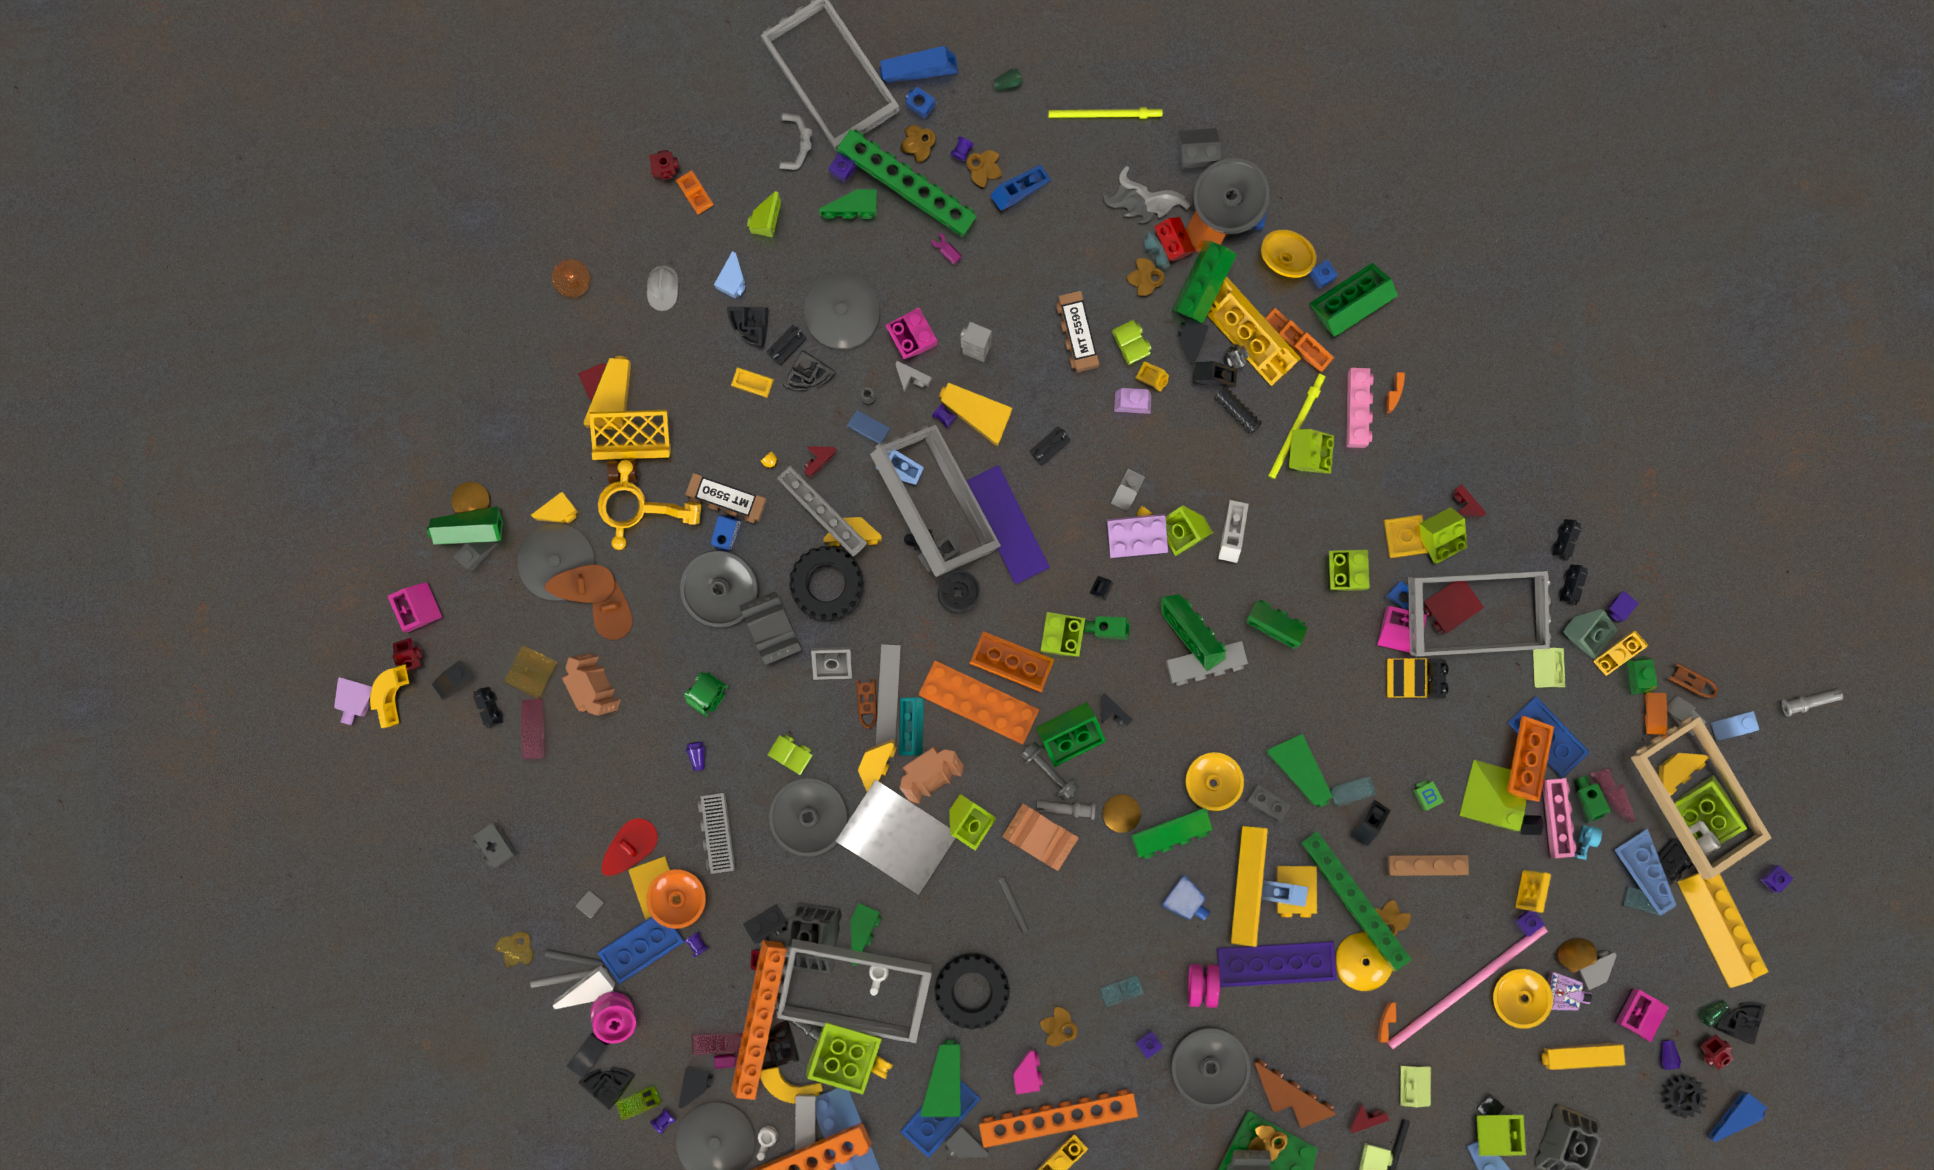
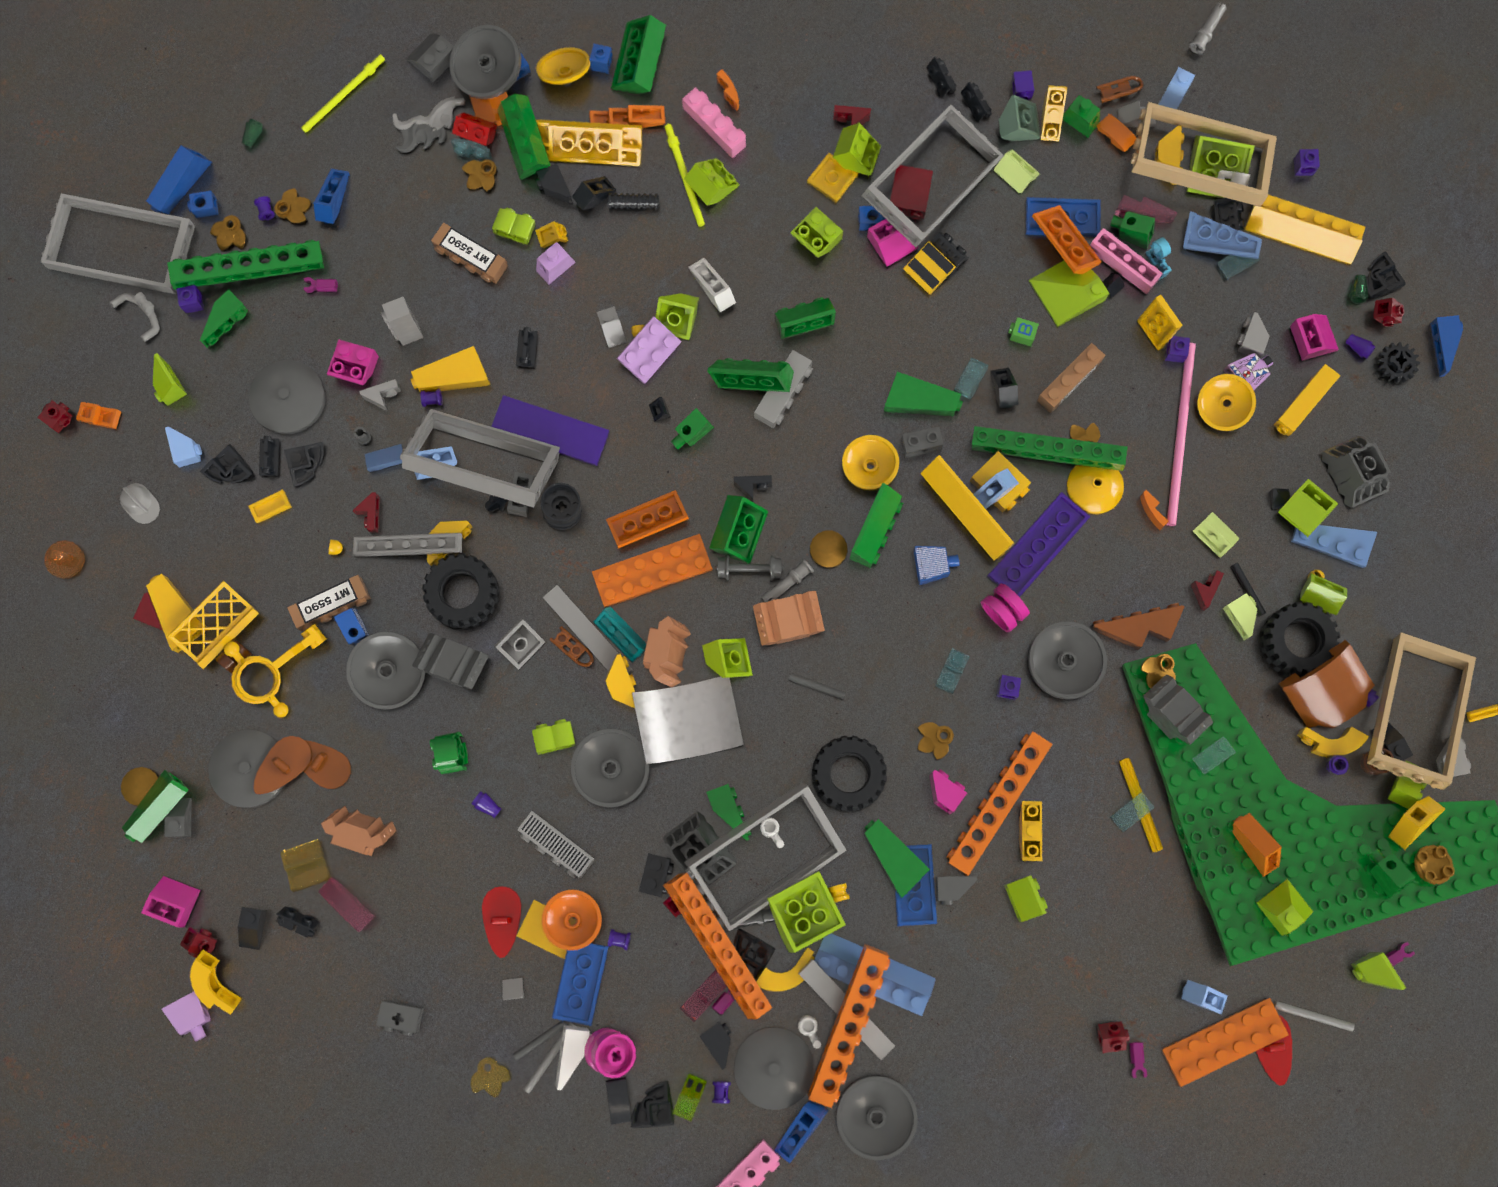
camera: 45 degrees left, 5 degrees down
(556, 510) = (211, 731): yellow slope -> none
(1062, 634) = (664, 466): lime slope -> none
(1236, 356) = (596, 166): dark grey gear -> none
(1577, 954) = (1231, 338): pearl gold dish -> none

